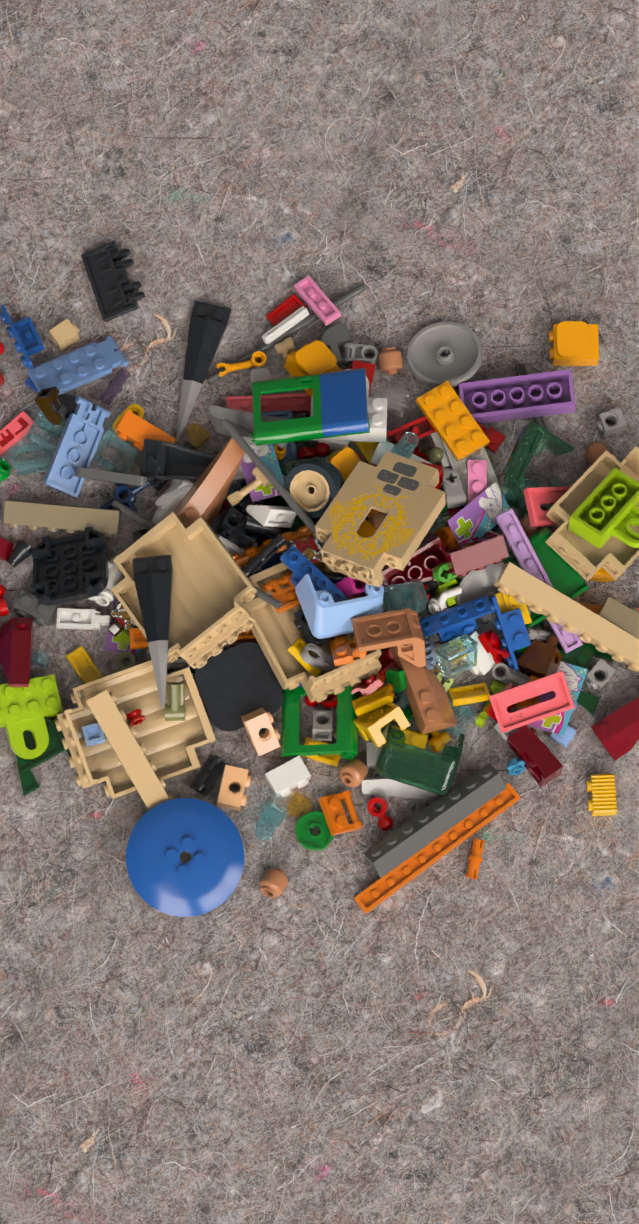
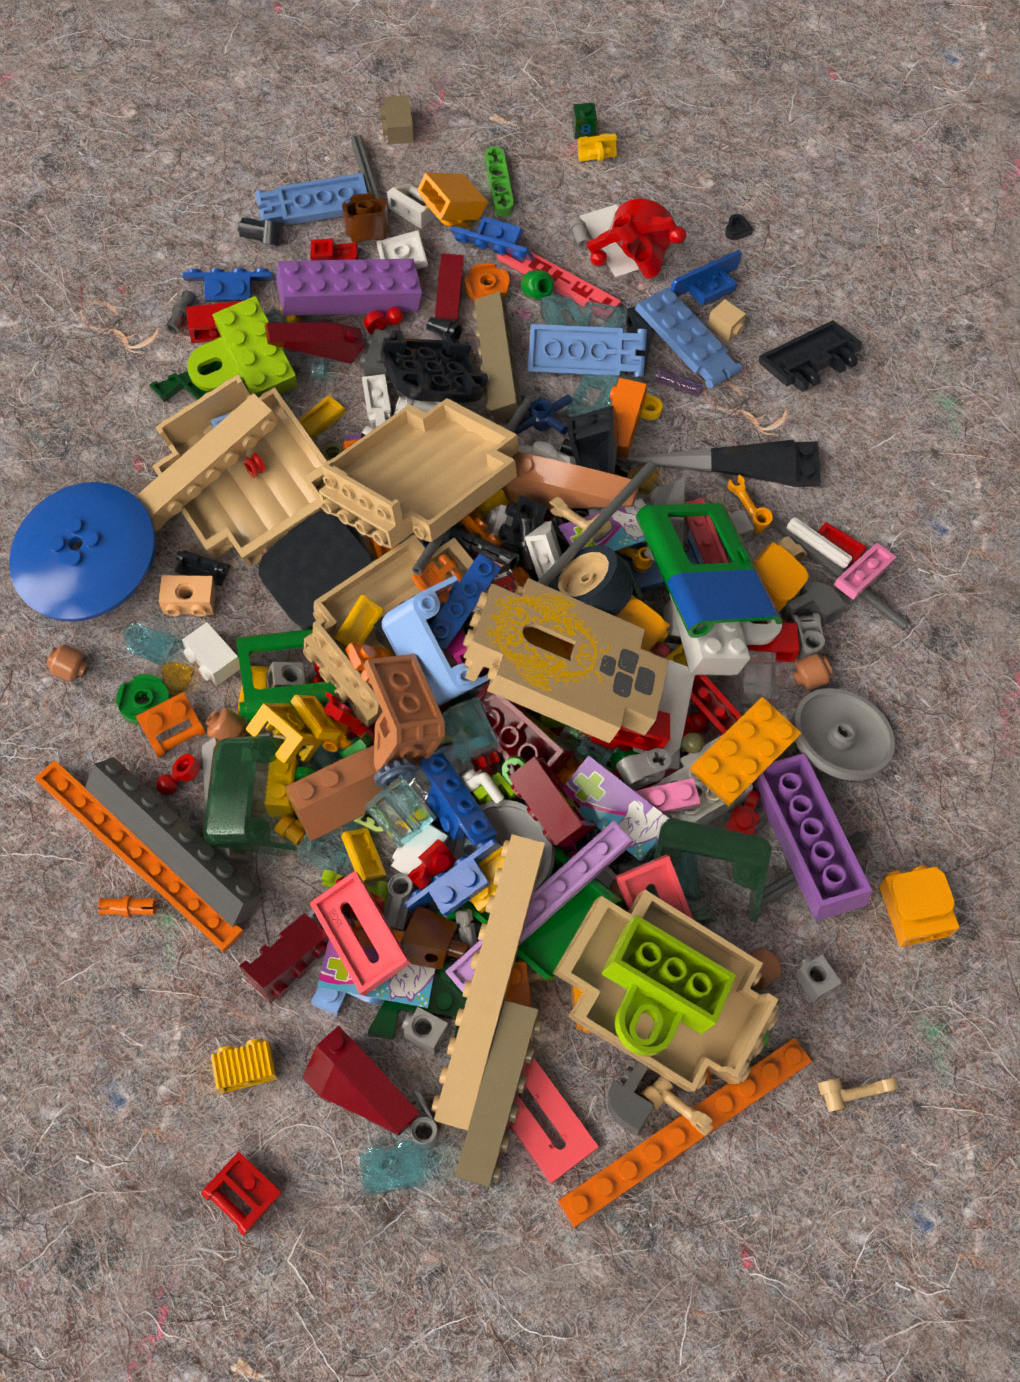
camera: 80 degrees right, 10 degrees down
(51, 405) = (627, 308): dark brown leg -> none
(111, 477) = (557, 388): dark grey beam -> none
(154, 590) = (410, 438): black plate -> none
(175, 707) = (272, 501): olive piece -> none
(253, 723) = (251, 612): light nougat brick -> none
(320, 450) = (654, 599): red plate -> none
(321, 660) = (365, 632): light grey piece -> none
(406, 445) = (683, 695): clear light blue piece -> none
(515, 766) = (267, 934): dark azure plate -> none

